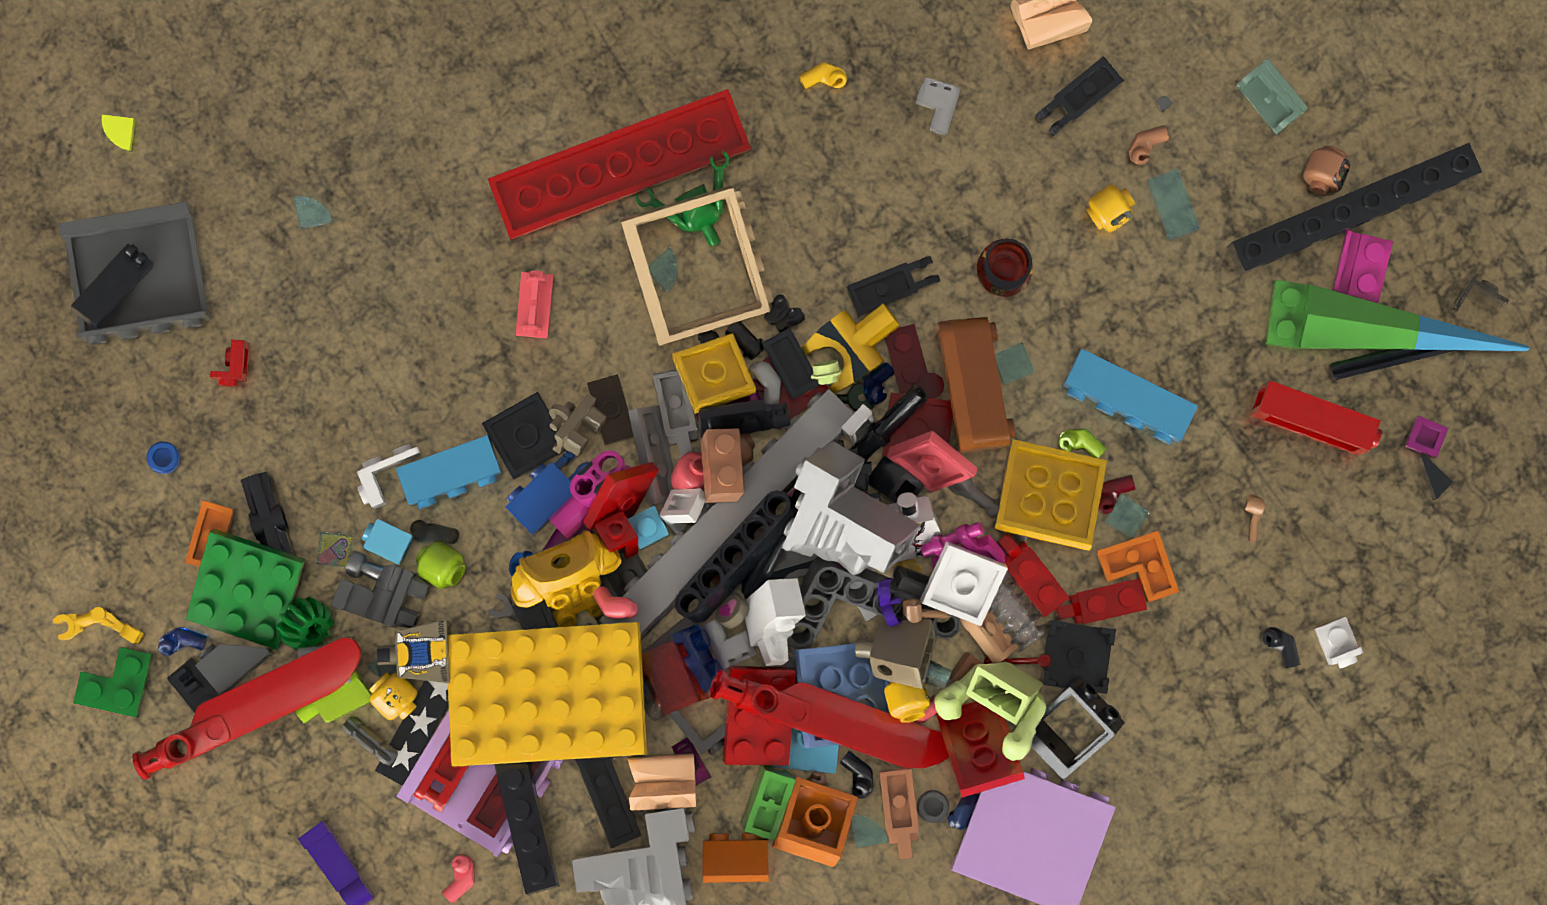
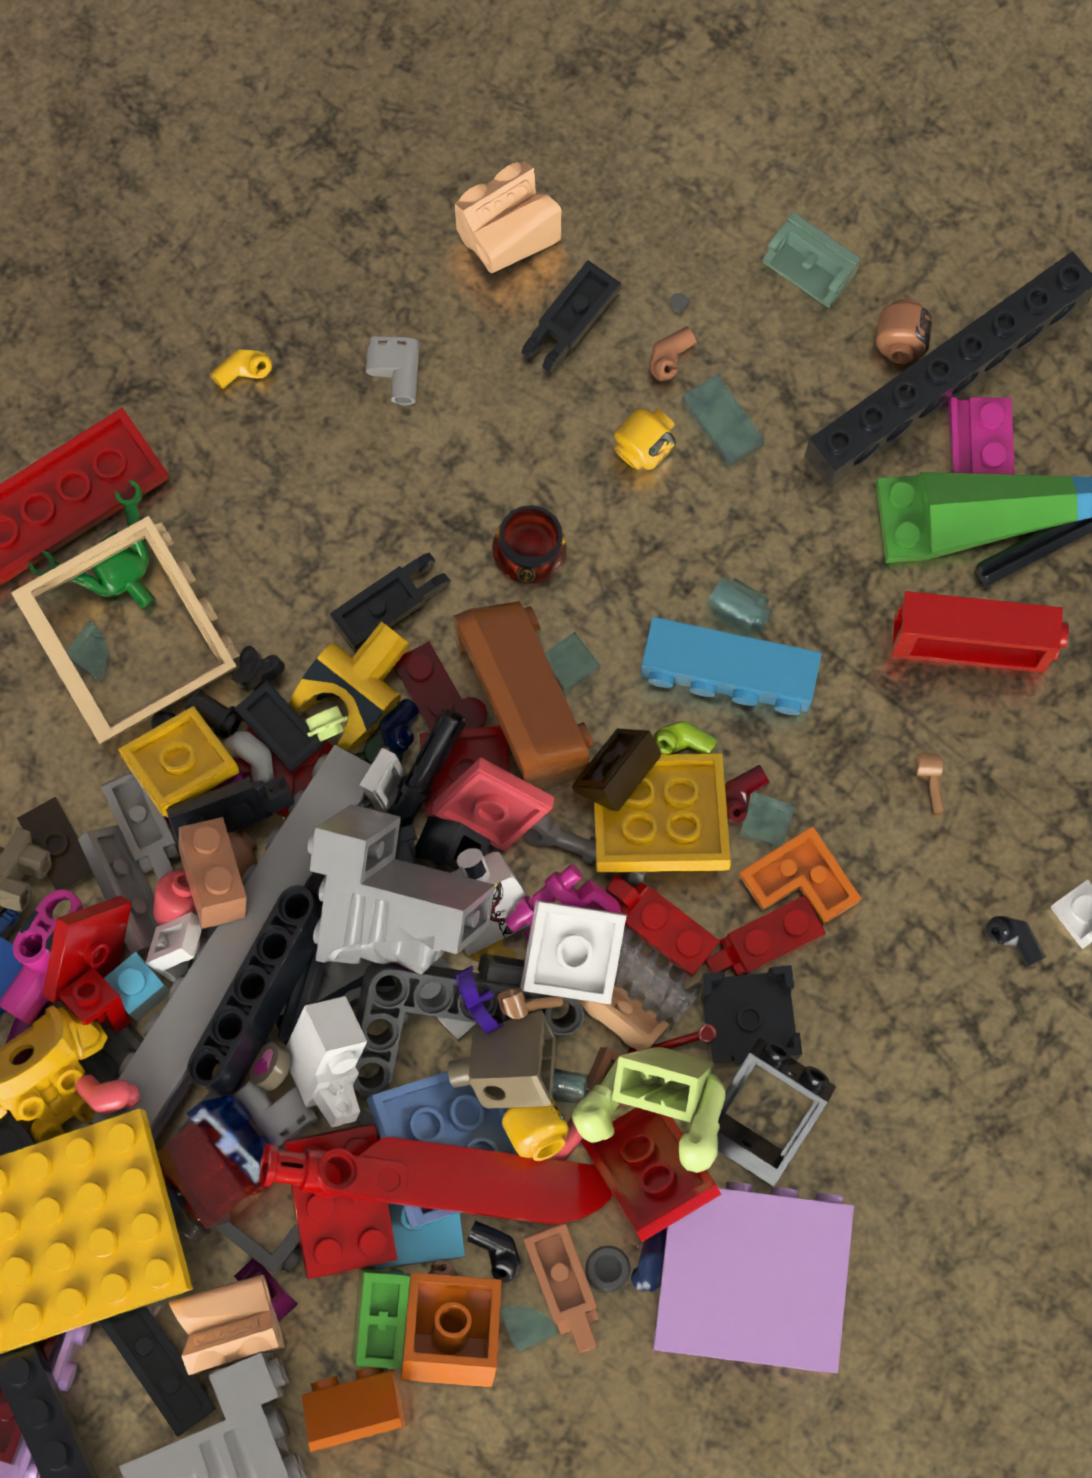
camera: 10 degrees left, 10 degrees down
(1028, 454) = (618, 768): none -> dark brown slope
(1148, 353) = (739, 605): none -> clear light blue brick

